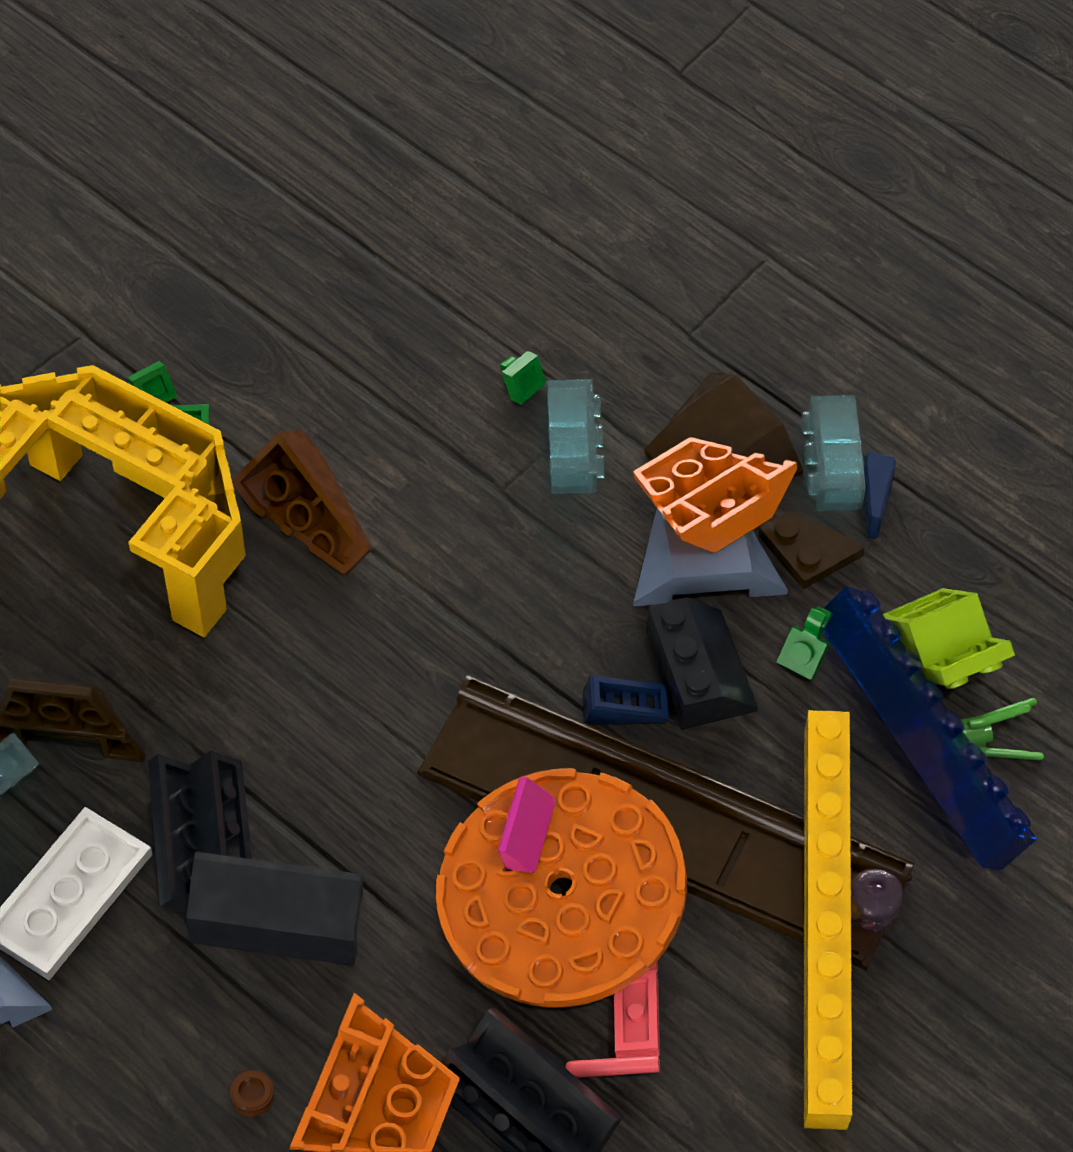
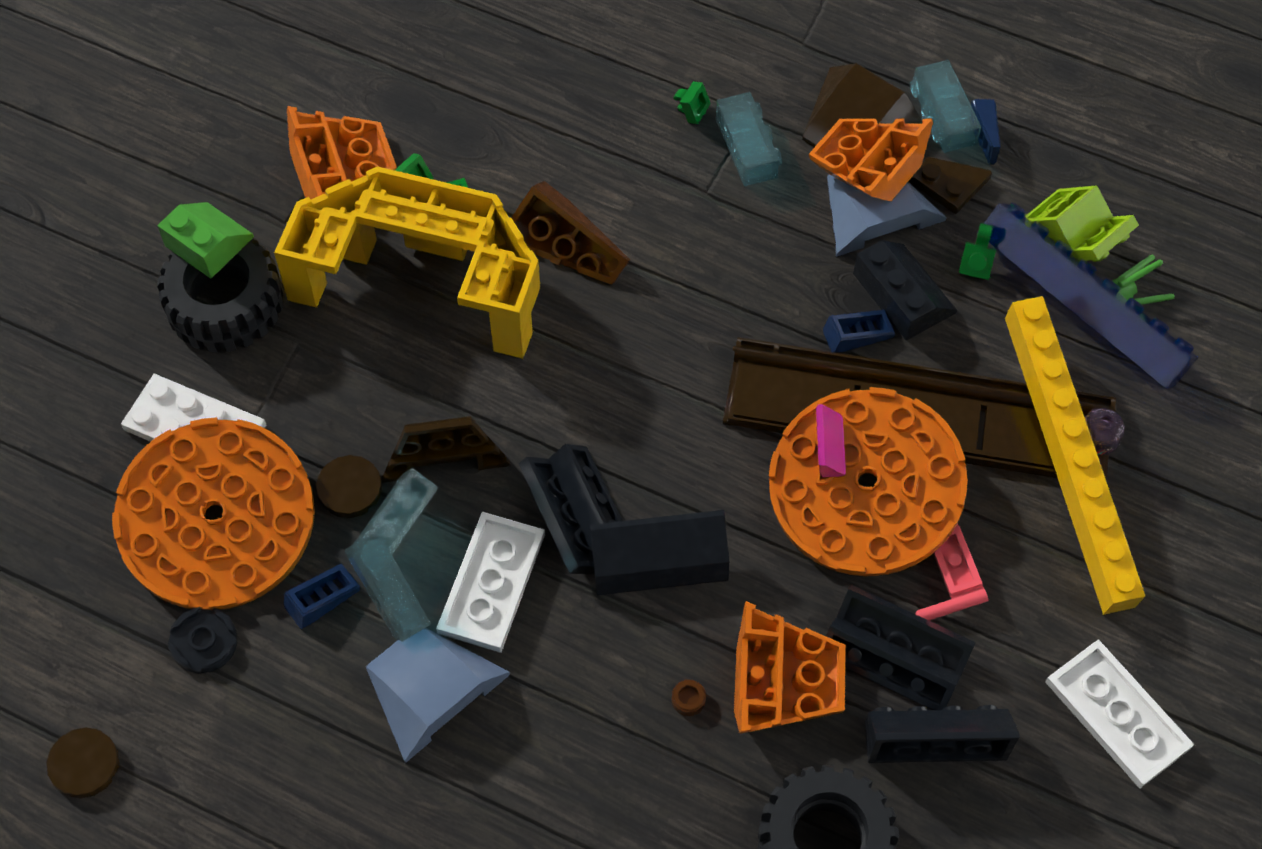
camera: 15 degrees left, 5 degrees up
(70, 332) = (334, 149): none -> orange wedge

